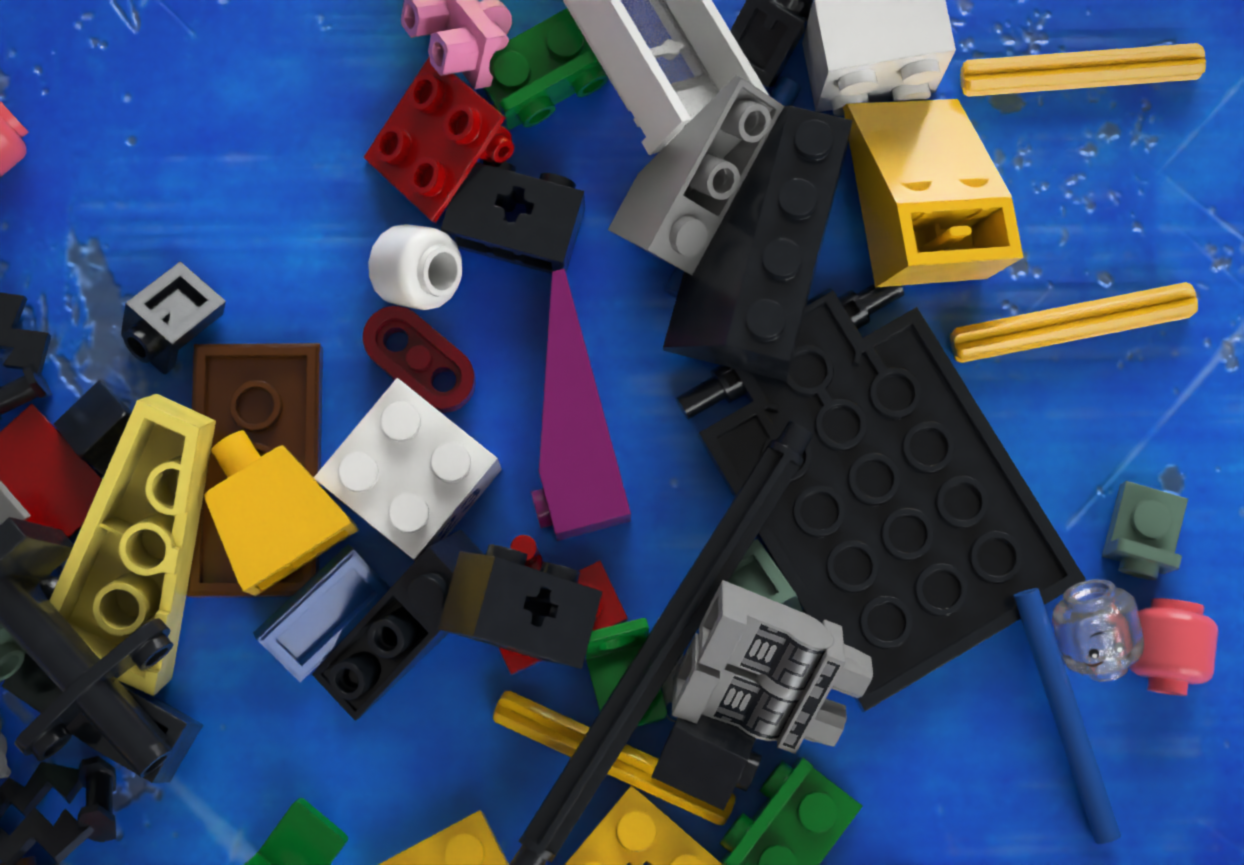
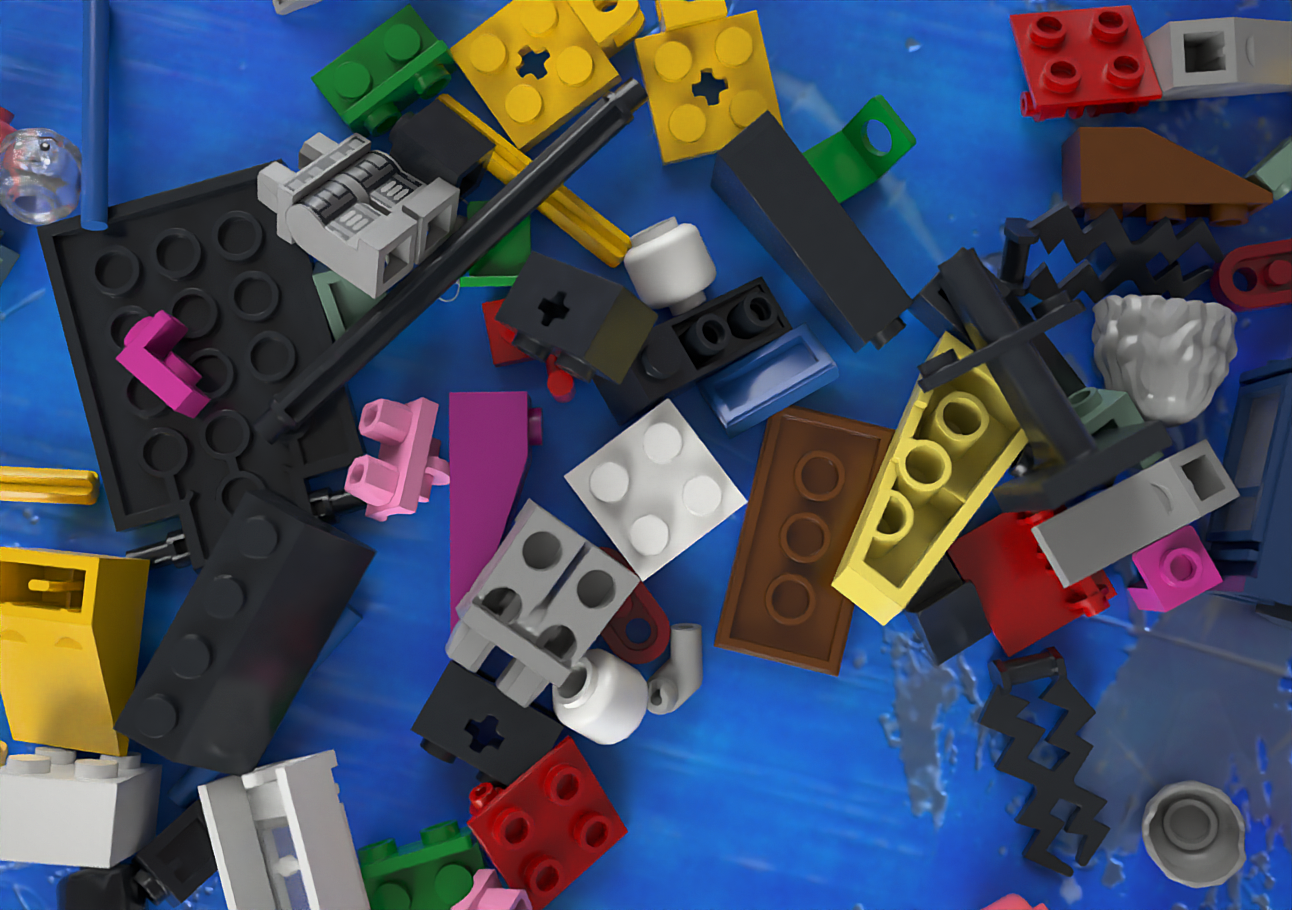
camera: 170 degrees left, 5 degrees up
(169, 316) = (856, 710): black bracket -> none
(271, 513) = (796, 481): yellow torso -> none
(309, 762) = (809, 233): none -> black slope
(346, 310) = (680, 673): none -> light grey arm
(447, 701) = (670, 266): none -> white head
(489, 332) = (539, 602): none -> light grey hips
(660, 440) = (406, 458): none -> bright pink hips
(696, 176) = (297, 710): light grey slope -> none
(904, 458) = (169, 377): none -> dark pink bracket

